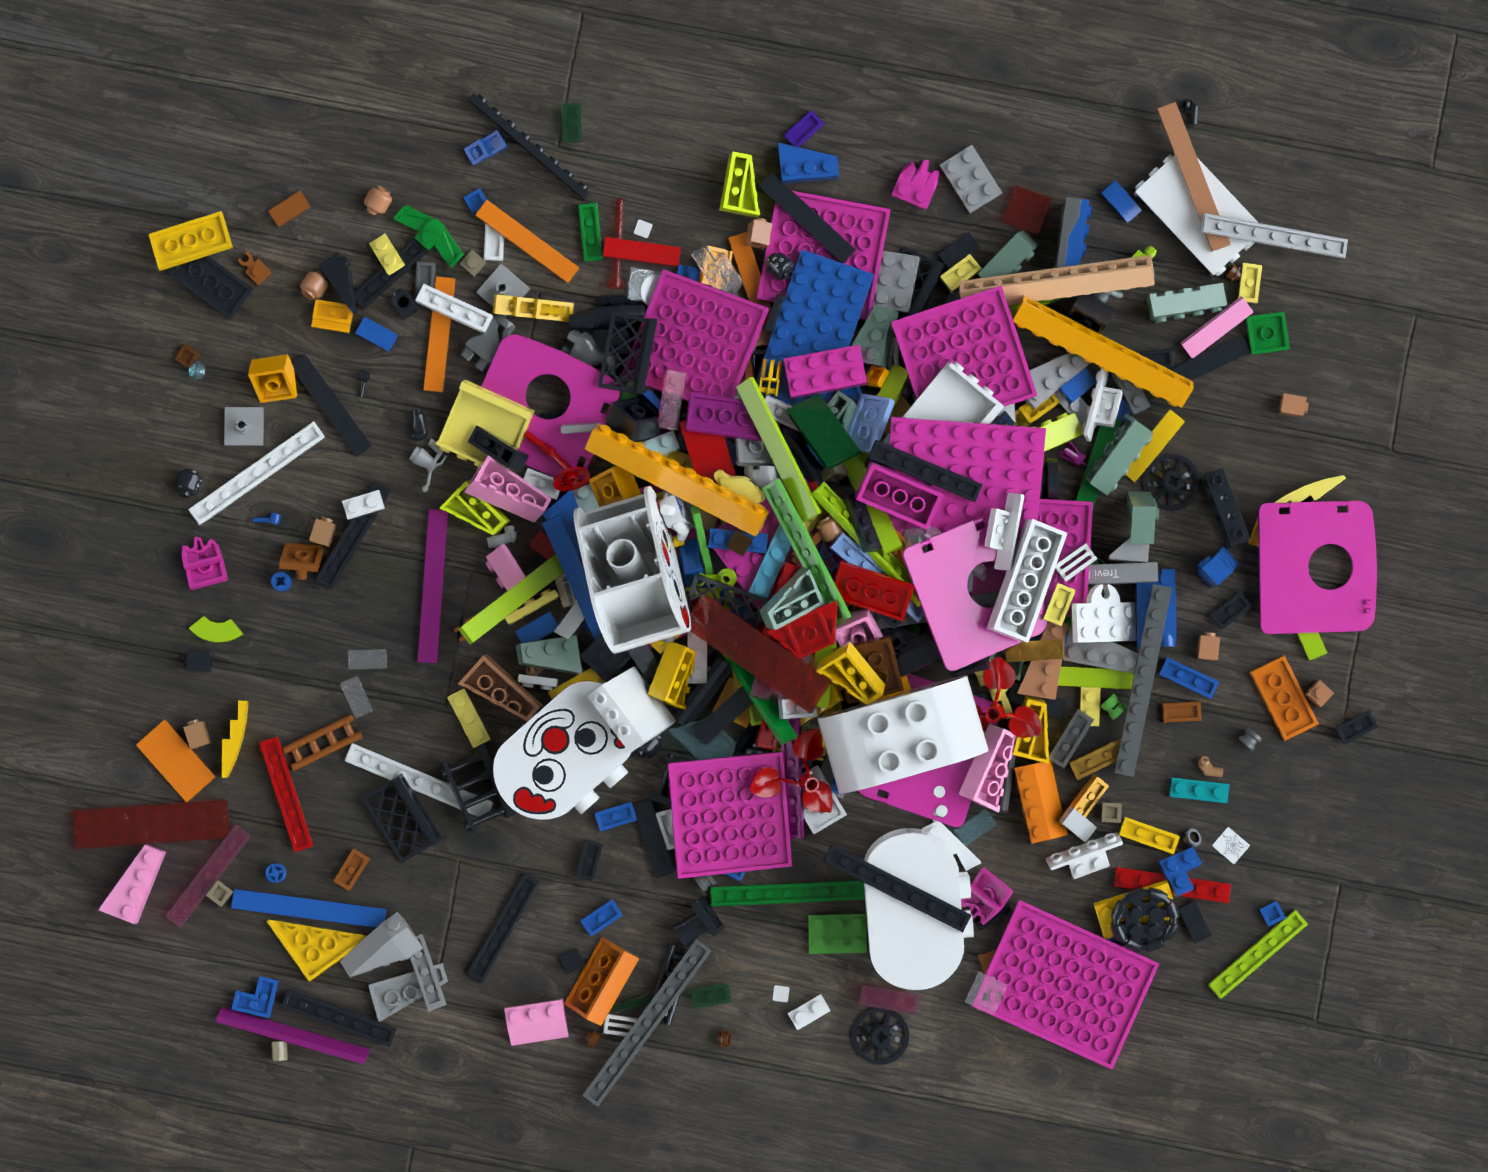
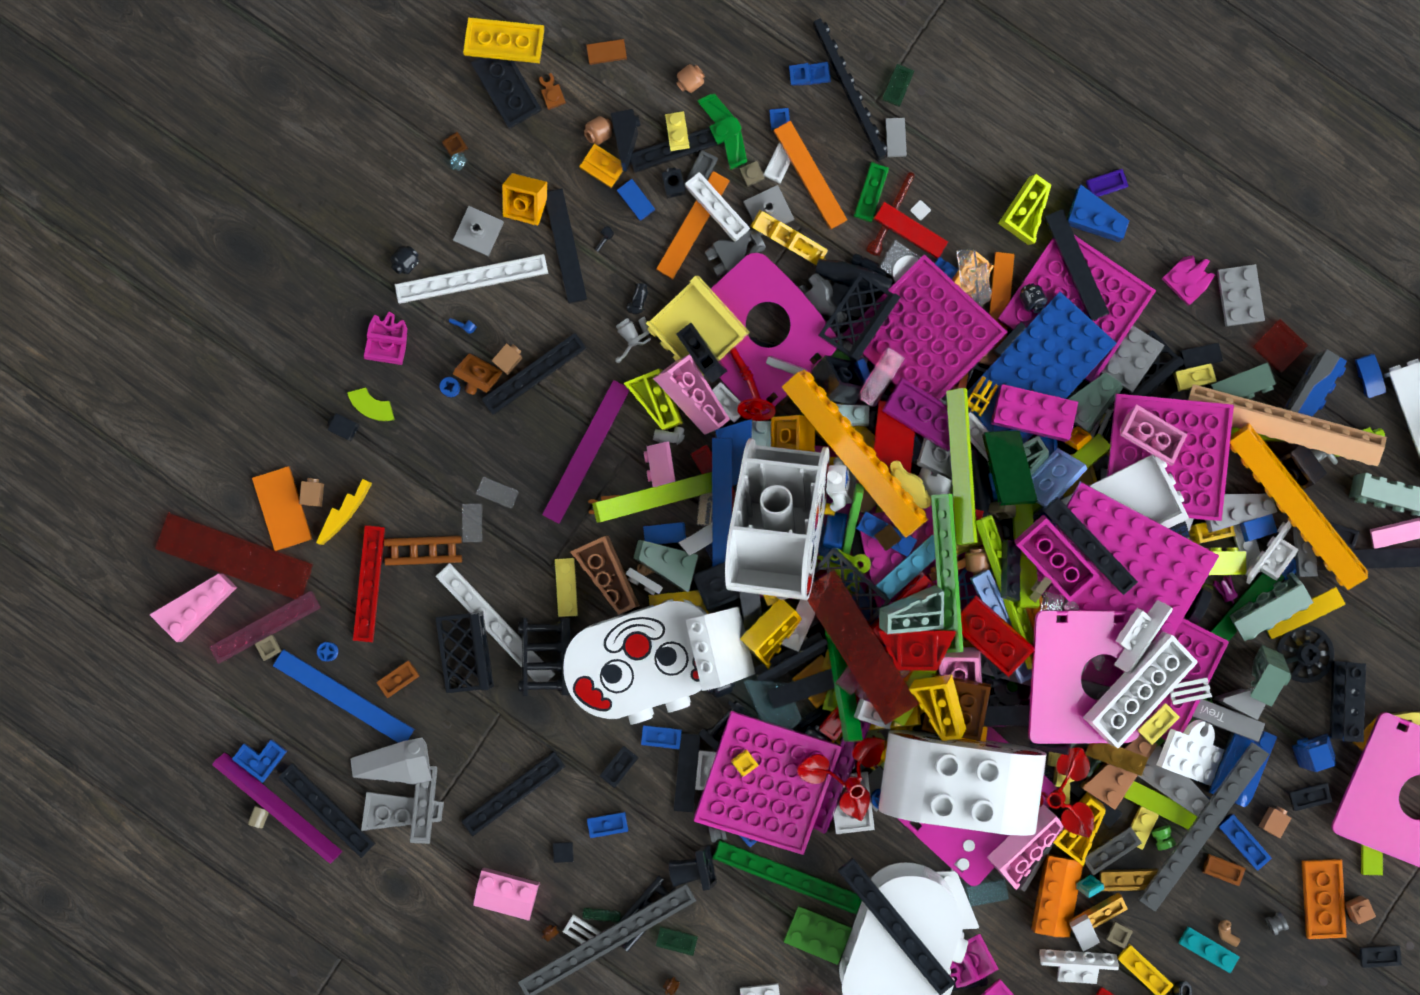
camera: 20 degrees right, 0 degrees up
(314, 947) = (333, 735): yellow tile -> none
(363, 504) = (555, 349): white plate -> none
(532, 605) = (669, 509): light yellow plate -> none
(591, 171) = (895, 137): none -> light grey tile
(601, 981) = (581, 883): orange slope -> none
(700, 804) = (744, 762): none -> yellow tile
(758, 233) = (1025, 260): brick -> none
(780, 993) = (741, 966): white sticker -> none
(894, 529) = (1038, 588): none -> dark tan plate
(937, 345) = (1152, 434): none -> bright pink slope
(1065, 780) = (1090, 886): none -> teal tile

